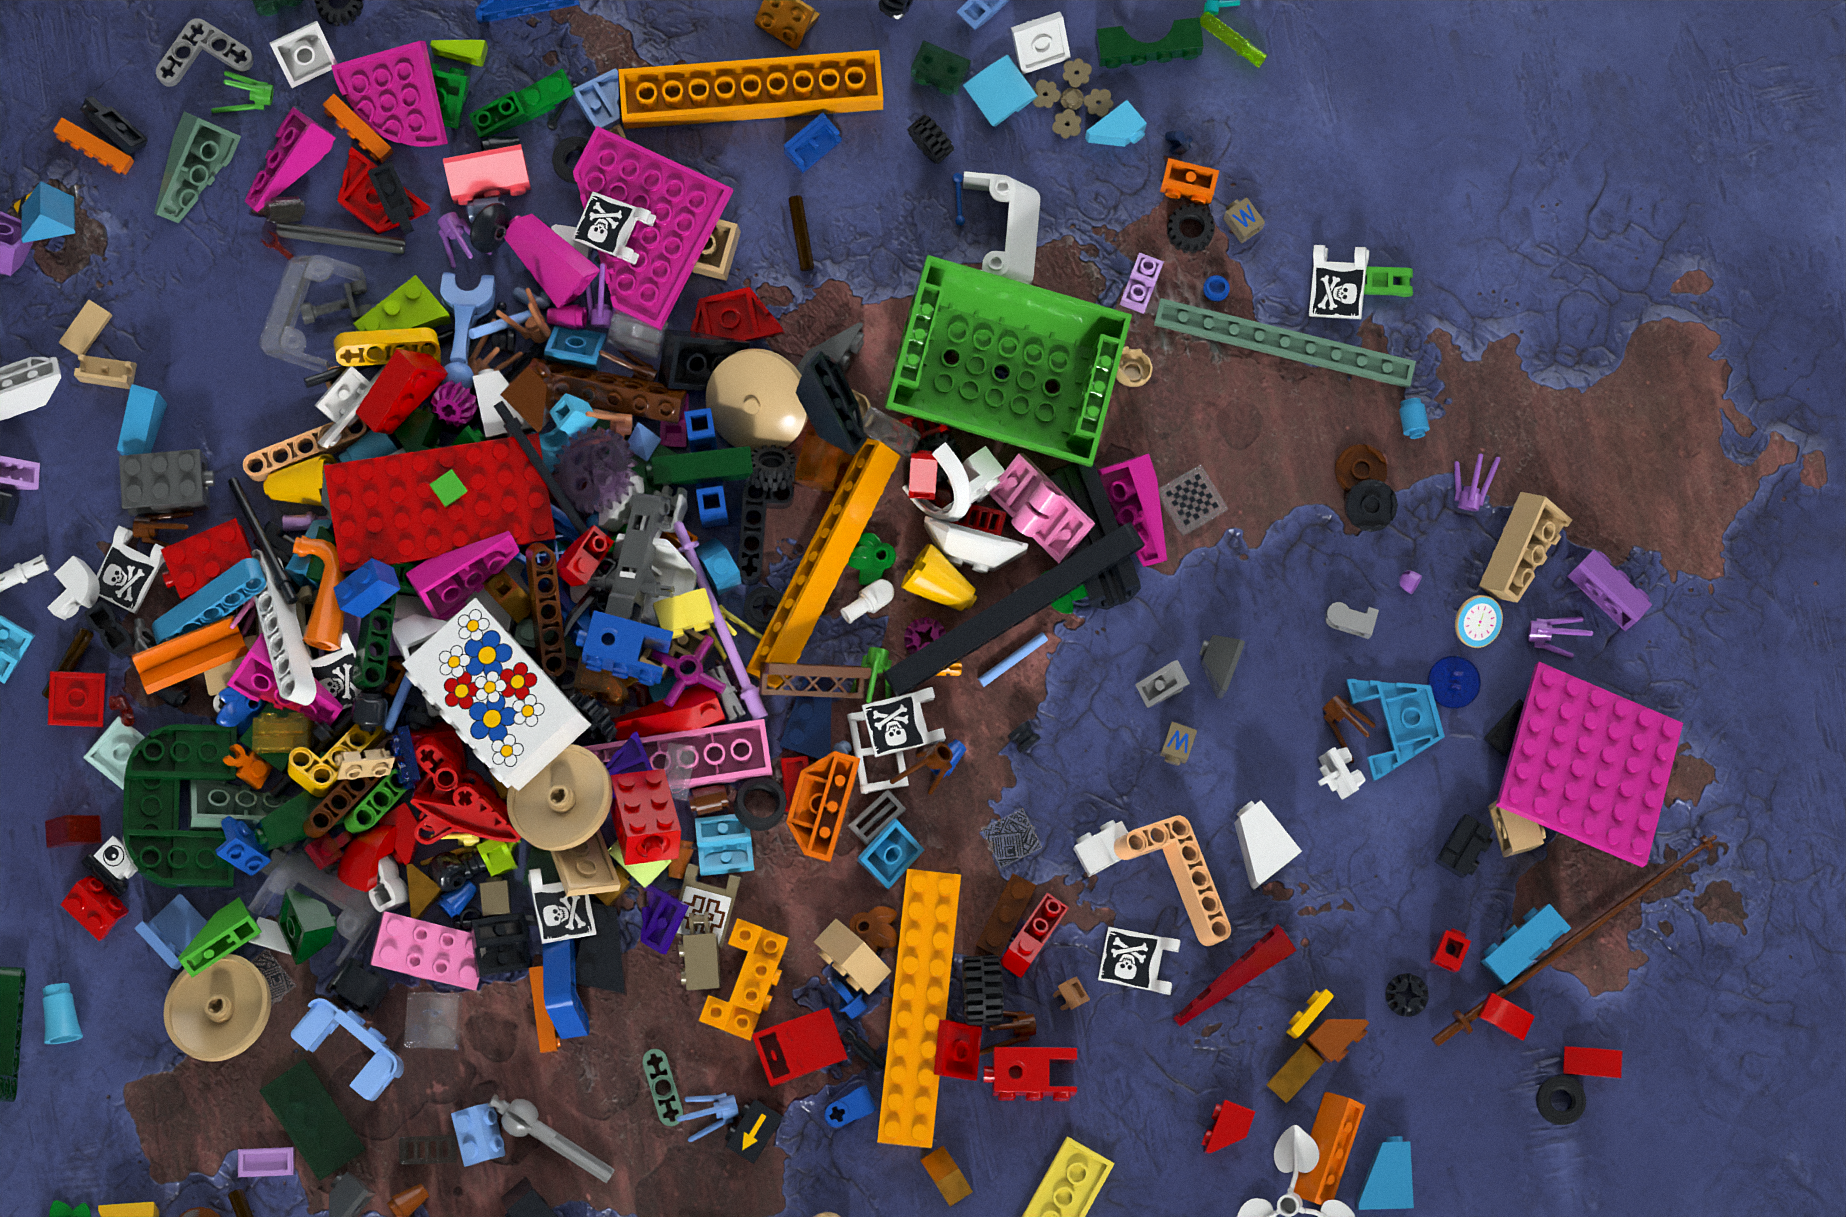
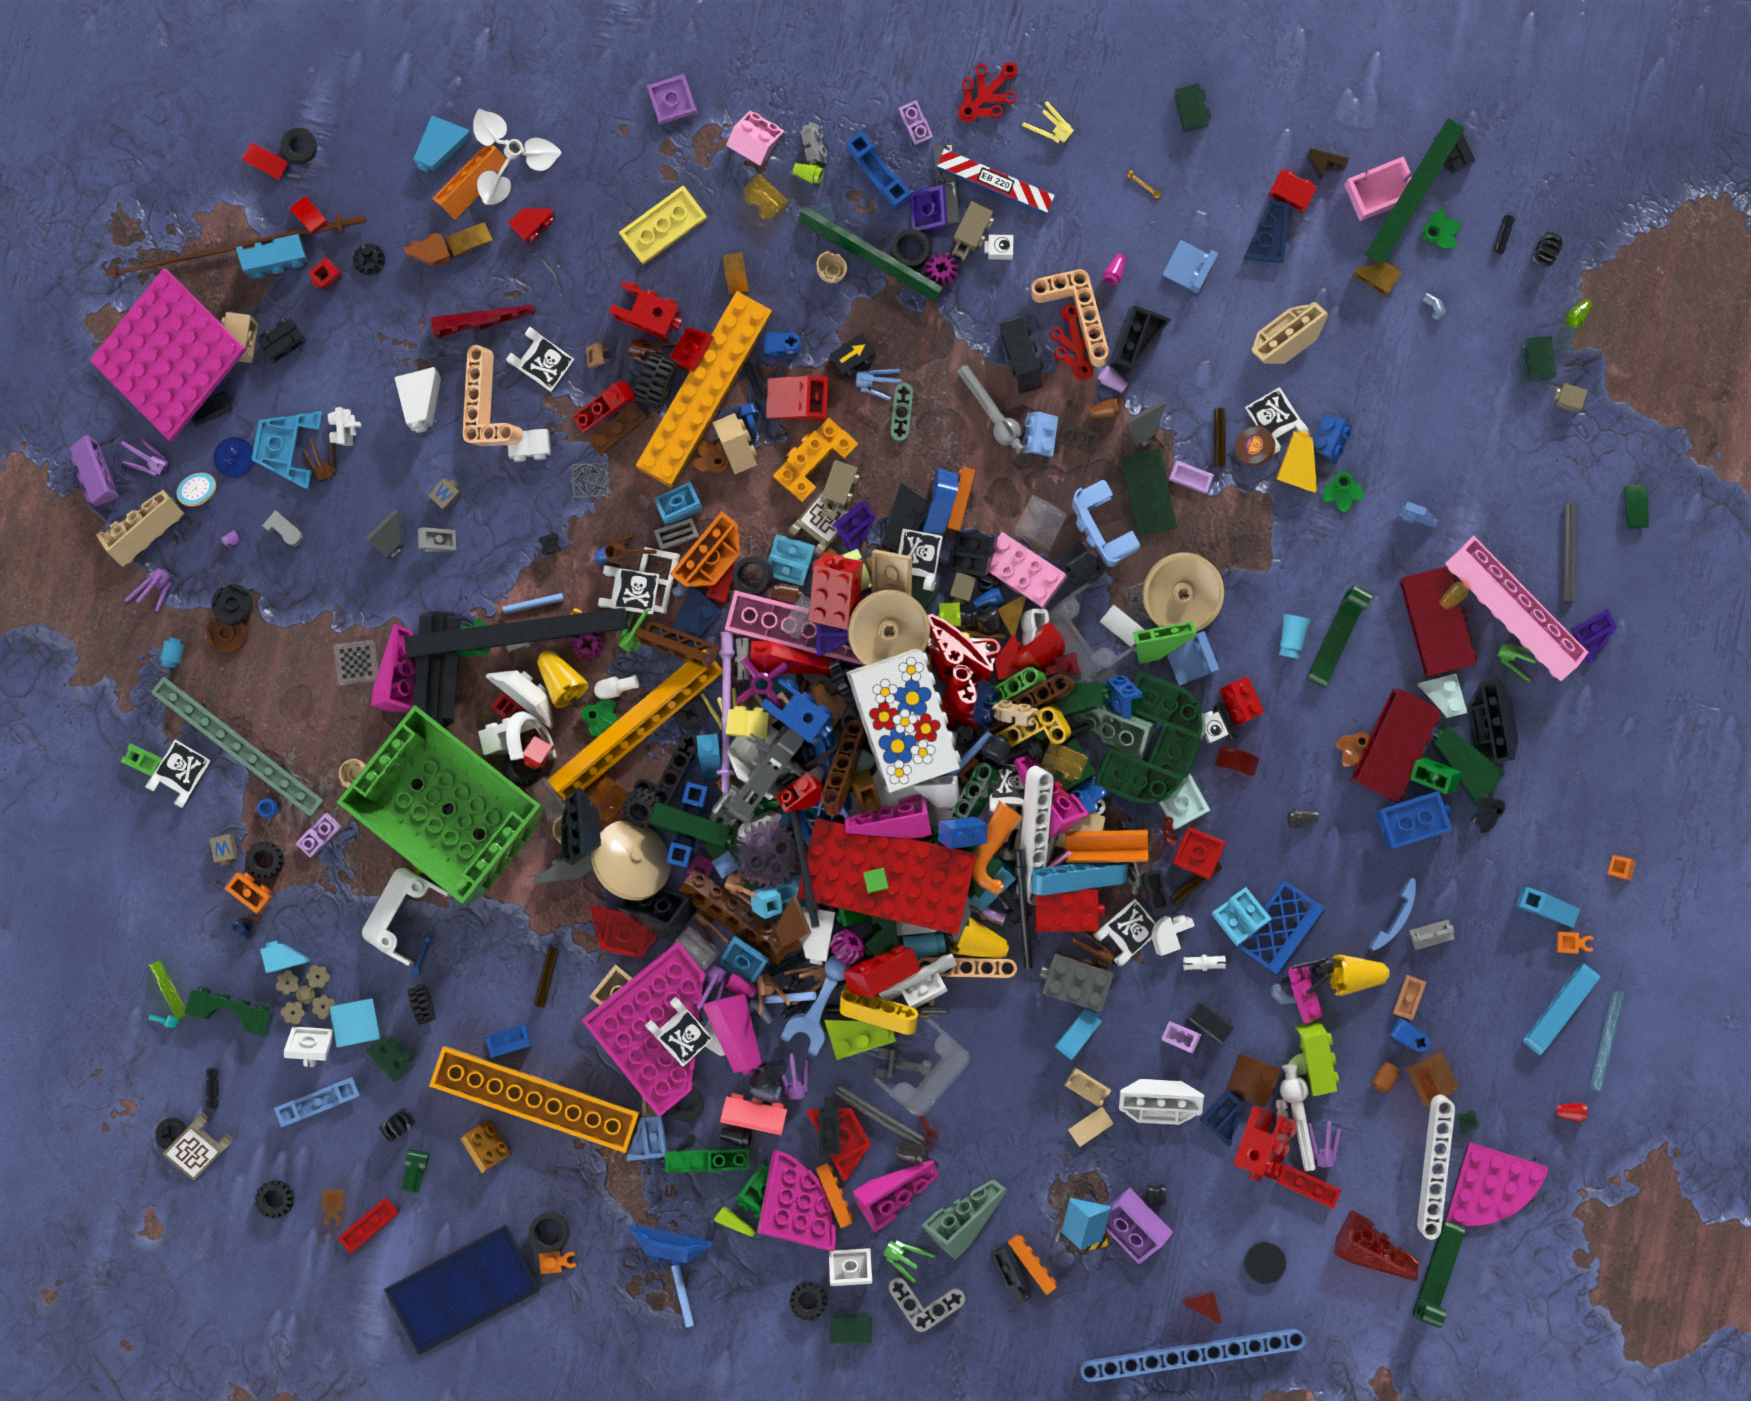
camera: 150 degrees left, 5 degrees up
(251, 766) = (1096, 750): orange plate -> none
(305, 925) = (1101, 621): dark green slope -> none
(1041, 508) = (464, 696): bright pink plate -> none
(1301, 1021) = (440, 272): yellow plate -> none

